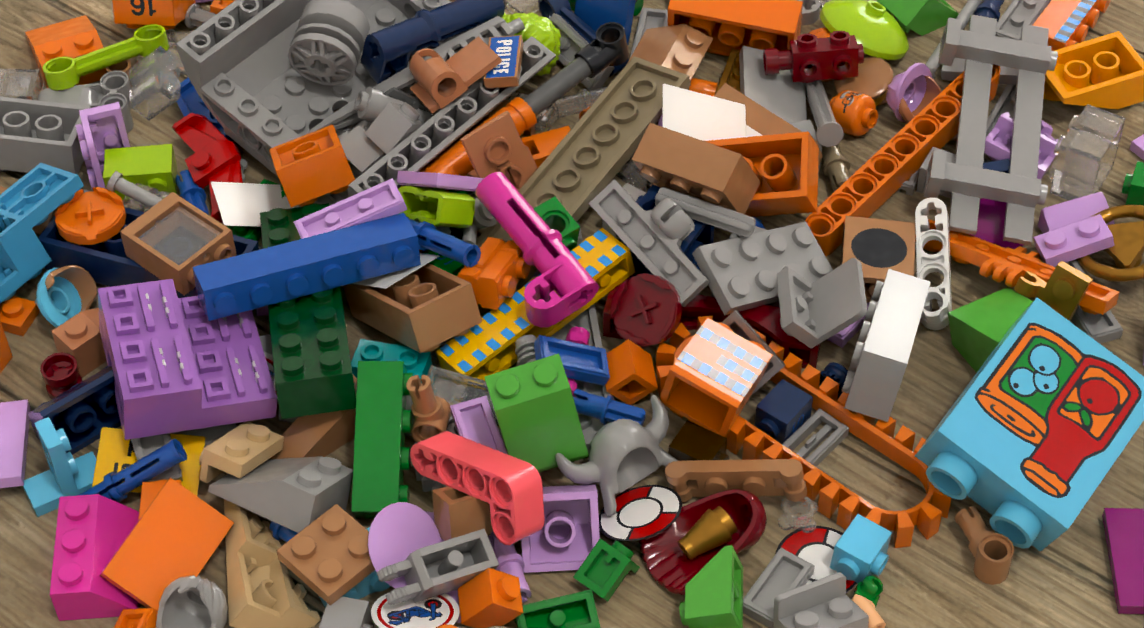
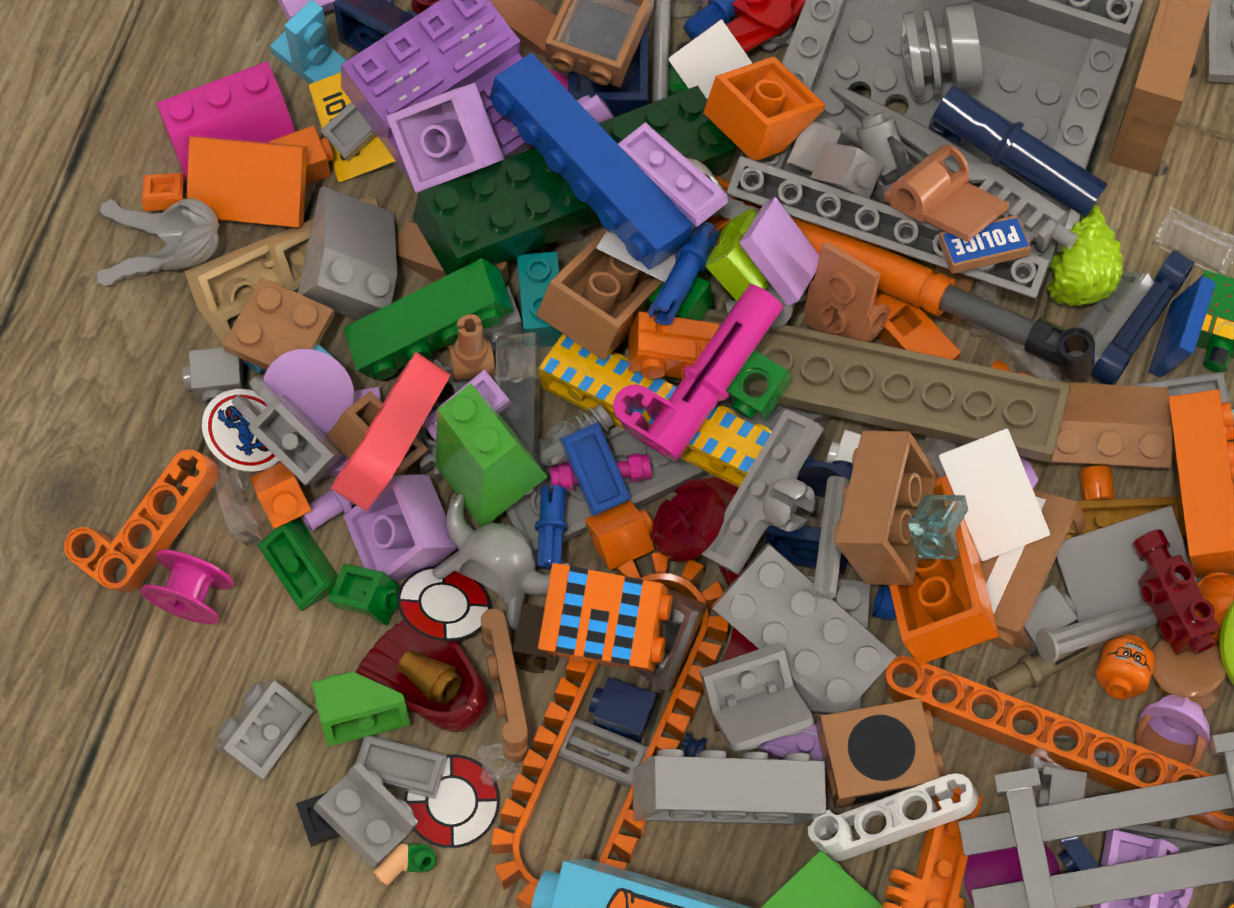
camera: 70 degrees right, 20 degrees up
(132, 476) = (310, 106): blue pin -> none
(235, 349) = (445, 137): none -> lavender slope
(239, 451) = (377, 197): tan bracket -> none
(726, 137) = (935, 525): none -> clear light blue bracket
(861, 550) = (462, 837): medium azure brick -> none

